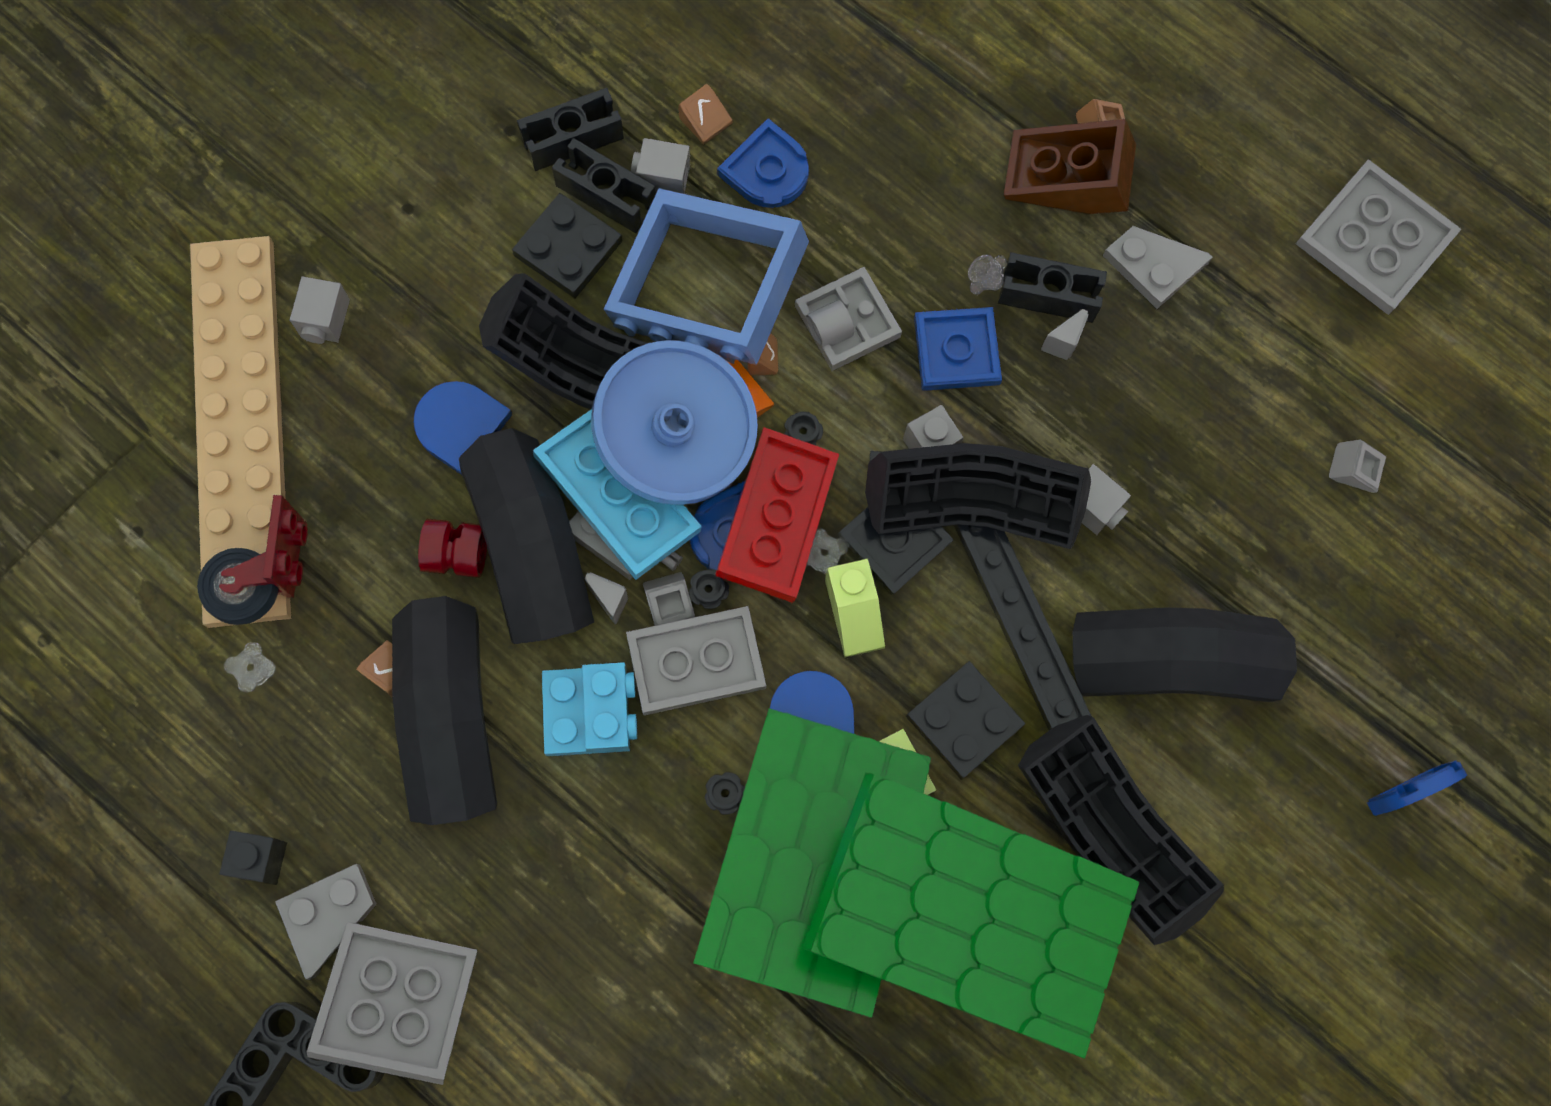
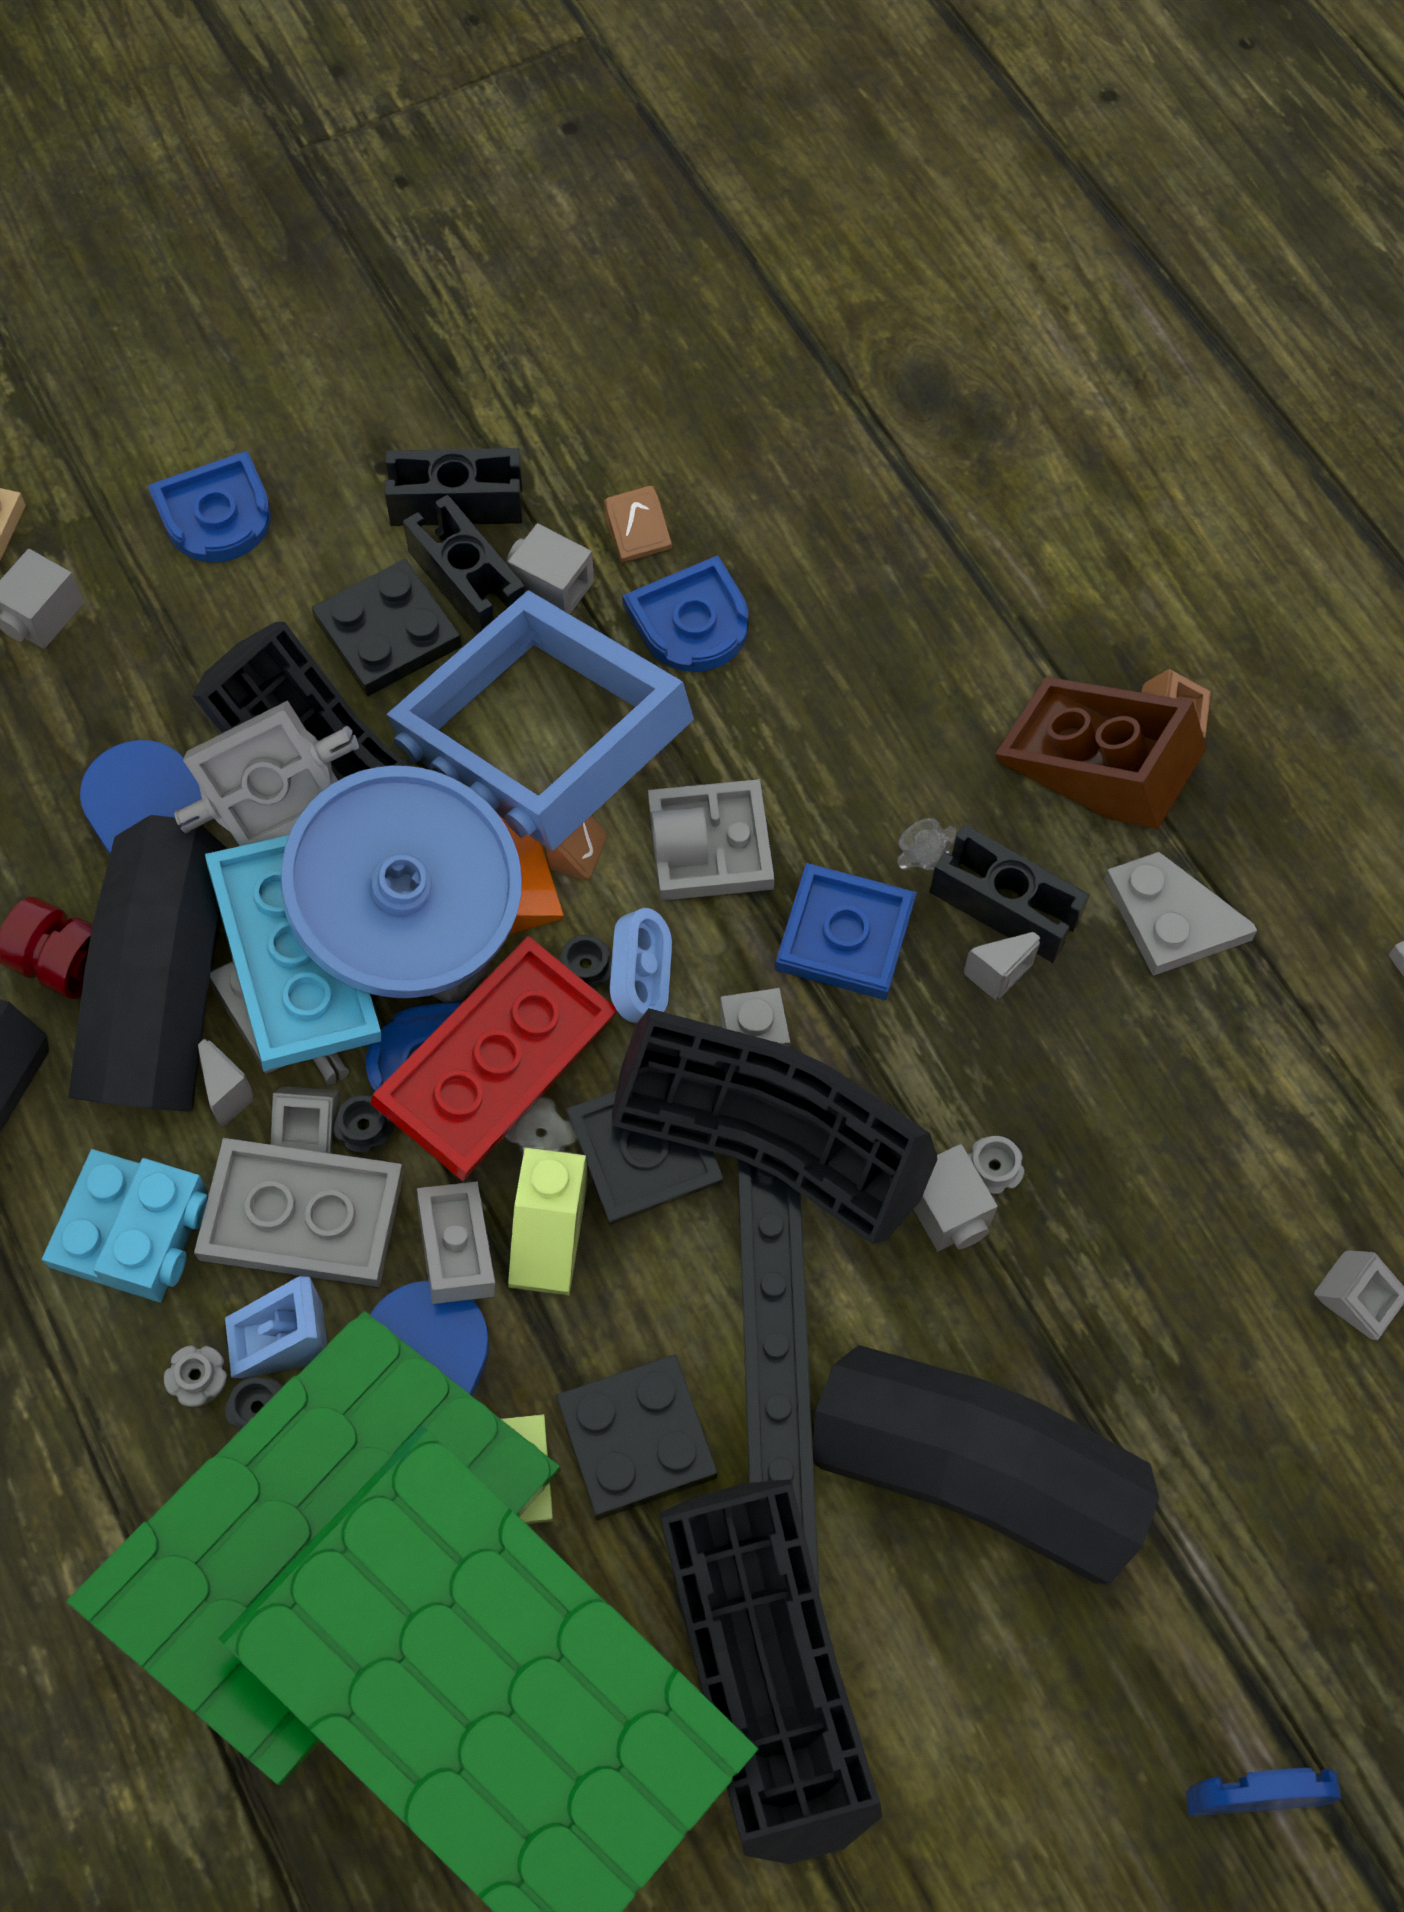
camera: 25 degrees right, 10 degrees down
(409, 201) = (214, 509): none -> blue tile
(552, 384) = (261, 775): none -> light grey plate
(681, 799) = (199, 1391): none -> light grey plate
(717, 742) = (277, 1331): none -> light blue slope
(804, 643) = (455, 1242): none -> light grey plate
(840, 419) = (640, 964): none -> light blue plate
(1117, 459) = (1006, 1154): none -> light grey plate

